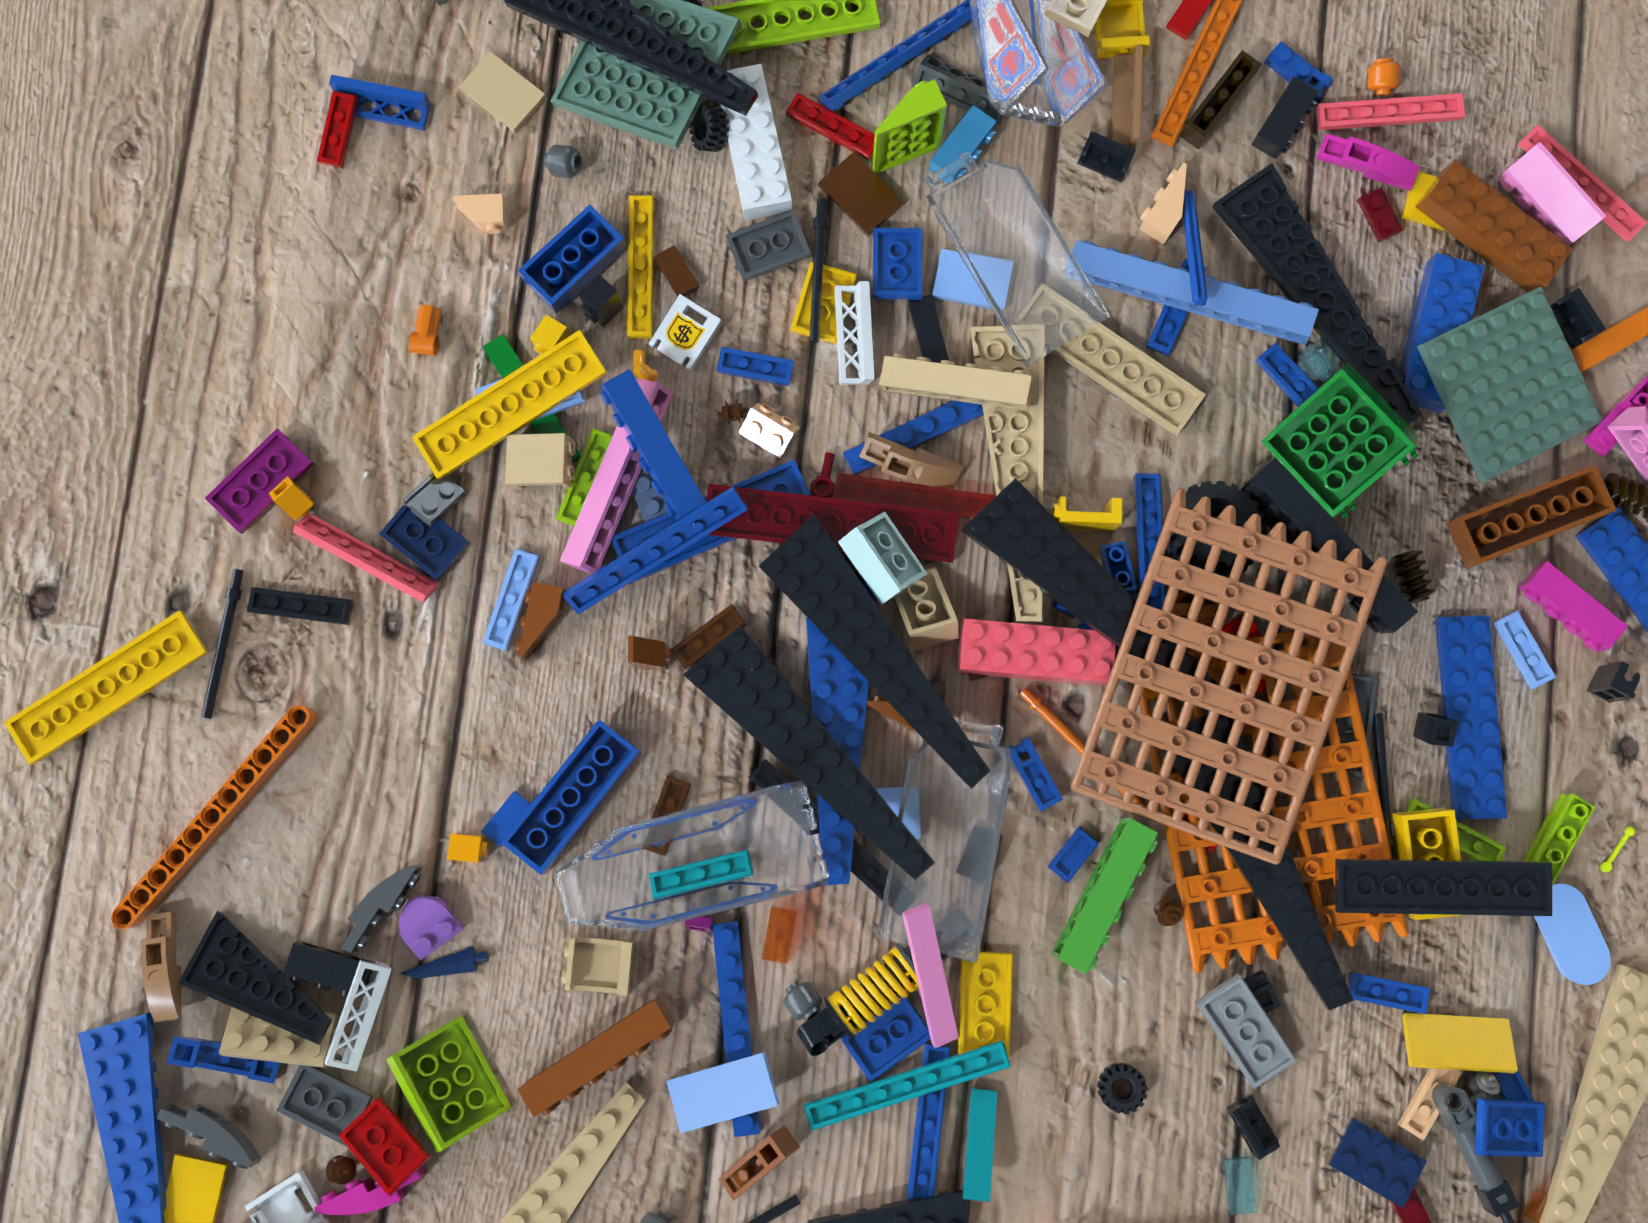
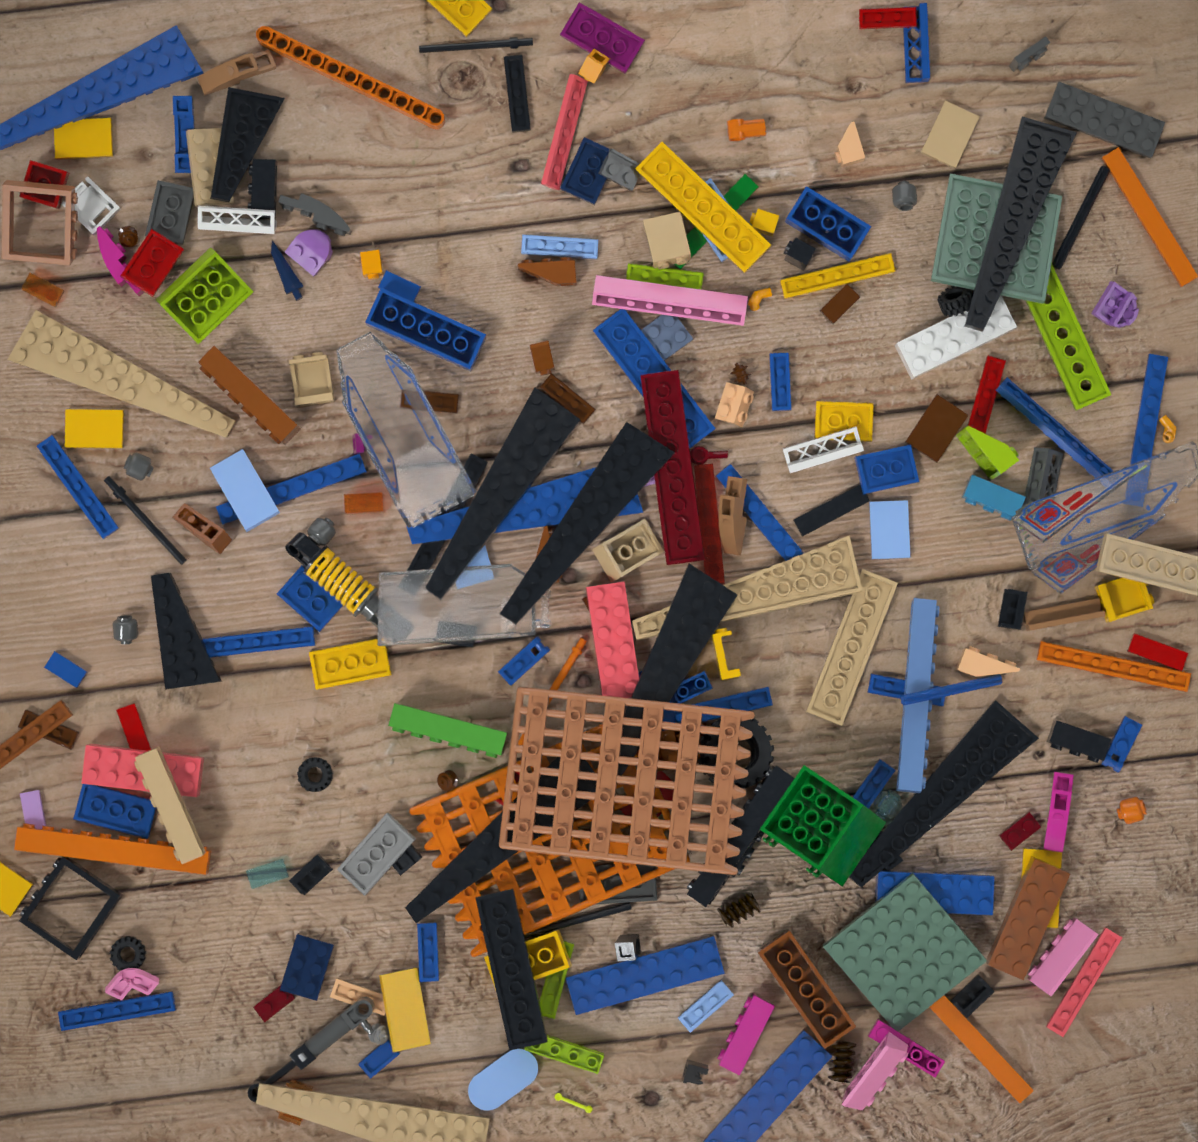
camera: 75 degrees right, 5 degrees up
(221, 1136) = (130, 147): dark grey slope -> none
(652, 444) = (696, 321): blue brick -> none
(655, 550) = (619, 343): blue plate -> none
(683, 336) = (790, 322): white container -> none
(701, 874) = (393, 436): teal tile -> none
(768, 246) = (877, 368): dark grey plate -> none
(820, 224) = (903, 403): black bar -> none
(882, 557) = (655, 511): light aqua slope -> none
(907, 1085) = (280, 620): teal tile -> none
(930, 974) = (361, 616): bright pink tile -> none
(956, 382) = (801, 535): tan brick -> none
(980, 1145) = (252, 681): teal tile -> none
(1015, 255) = (908, 554): clear windscreen -> none
(1073, 854) = (472, 703): blue tile -> none
(1220, 99) = (1079, 686): dark brown brick -> none
(1390, 111) = (1105, 822): coral plate -> none
(1509, 1128) = (353, 1053): blue tile -> none

